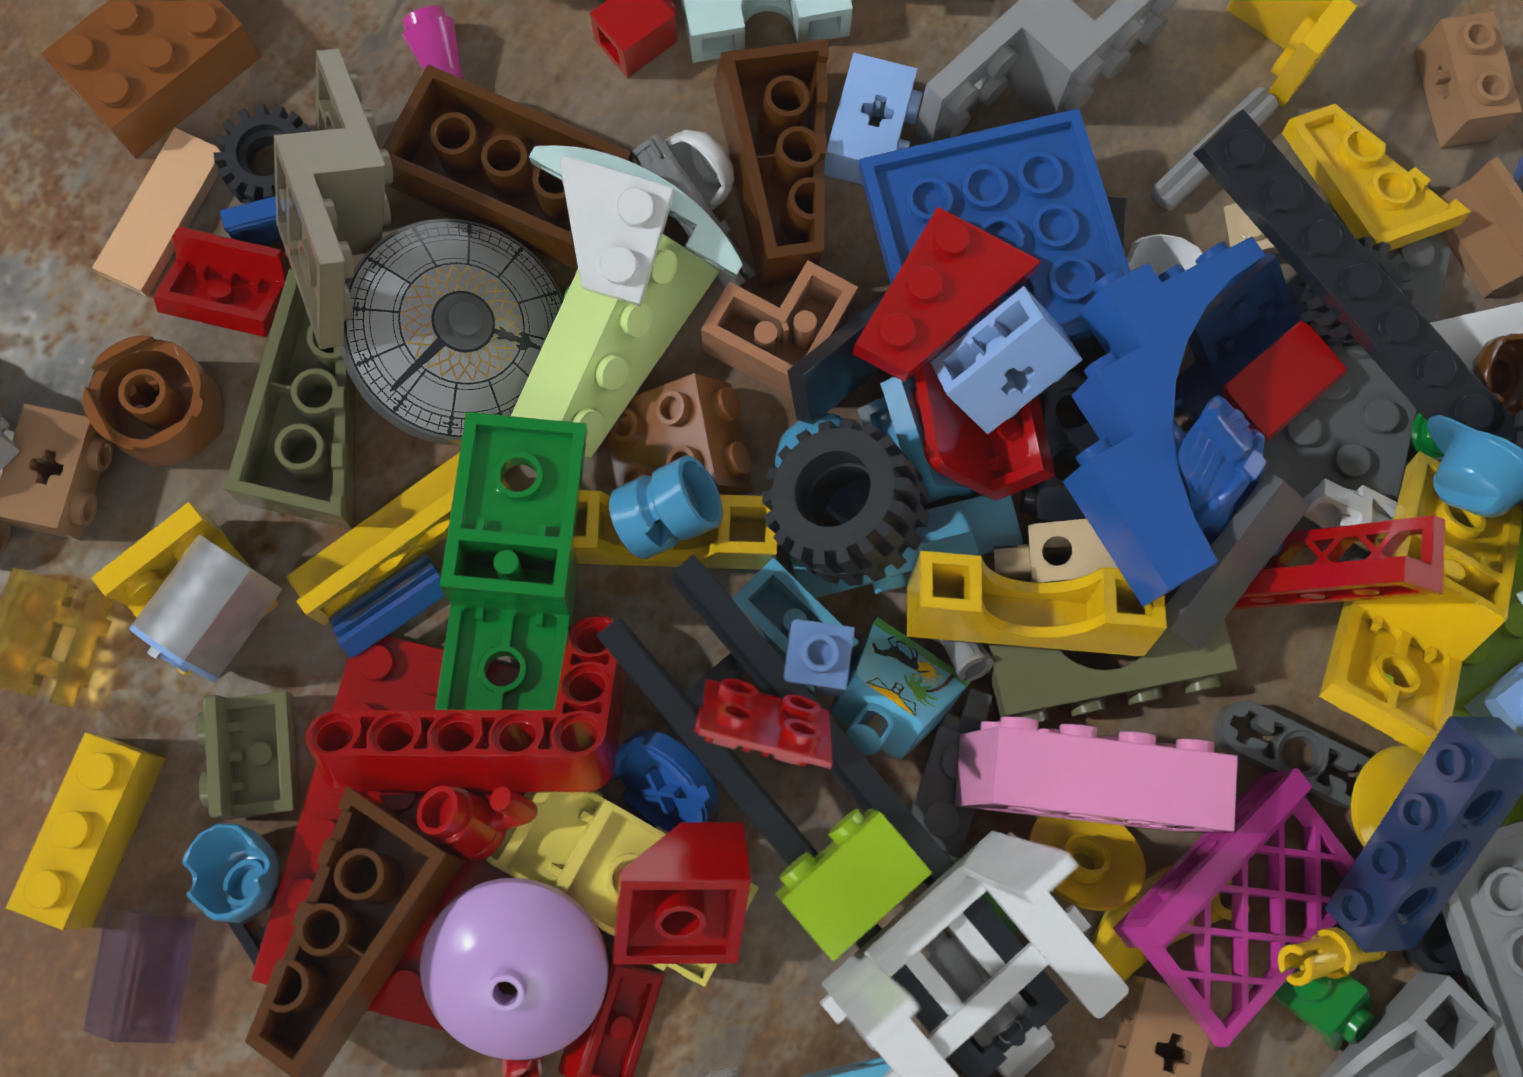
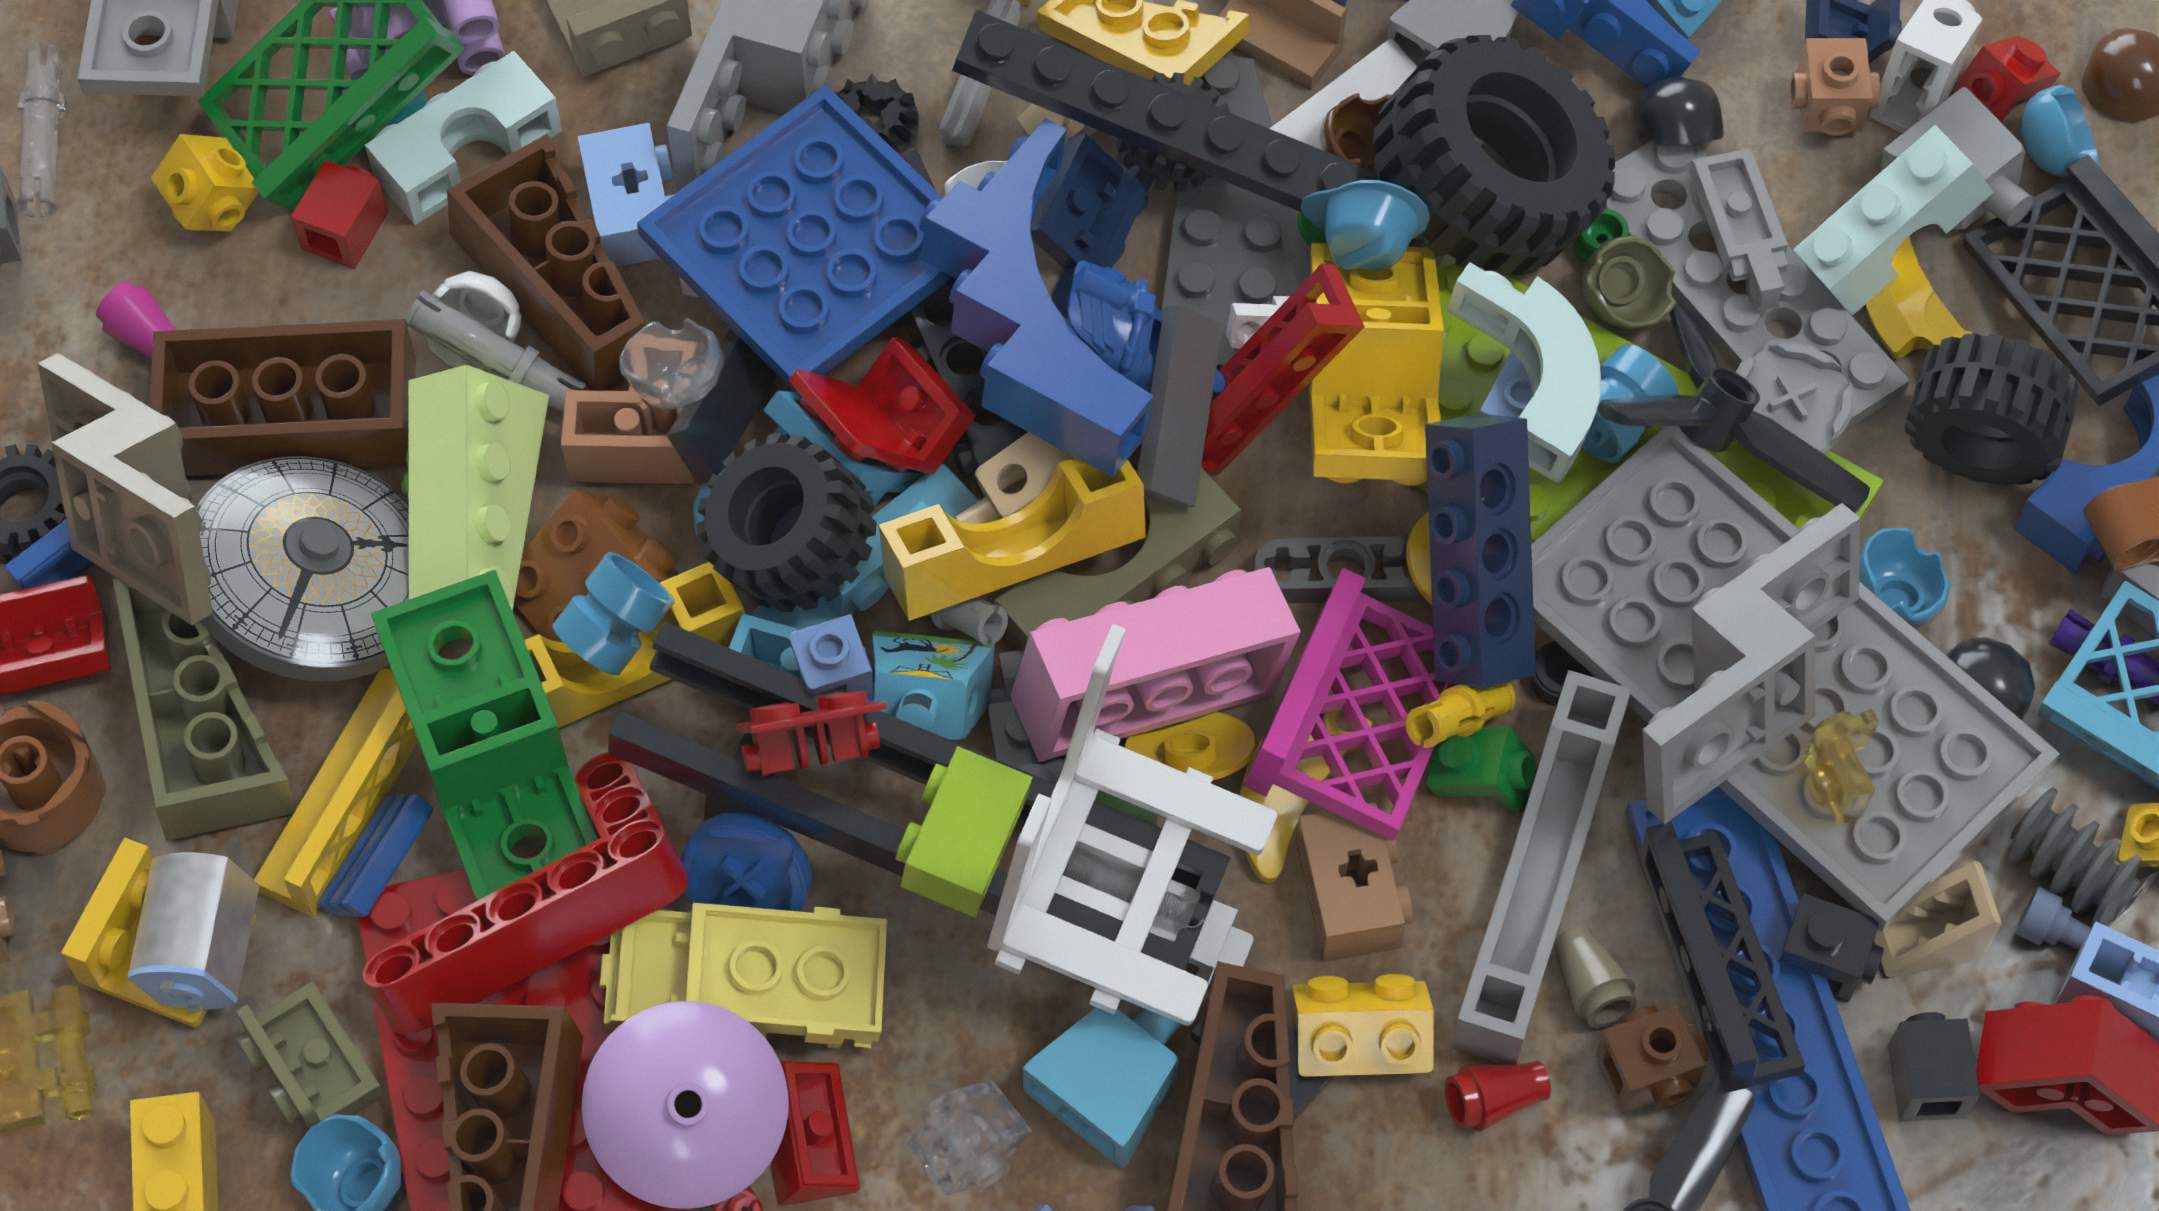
camera: 25 degrees left, 15 degrees down
(472, 823) = (582, 990): red piece -> none
(614, 227) = (431, 378): white wing -> none
(685, 898) = (819, 946): red slope -> none
(706, 238) = (524, 360): light aqua slope -> none
(822, 307) = (672, 365): none -> clear hair
(938, 292) = (776, 300): red wing -> none
(1005, 361) = (873, 329): light blue brick -> none
(1131, 148) = (898, 109): none -> black gear
(1284, 380) = (1154, 236): red slope -> none

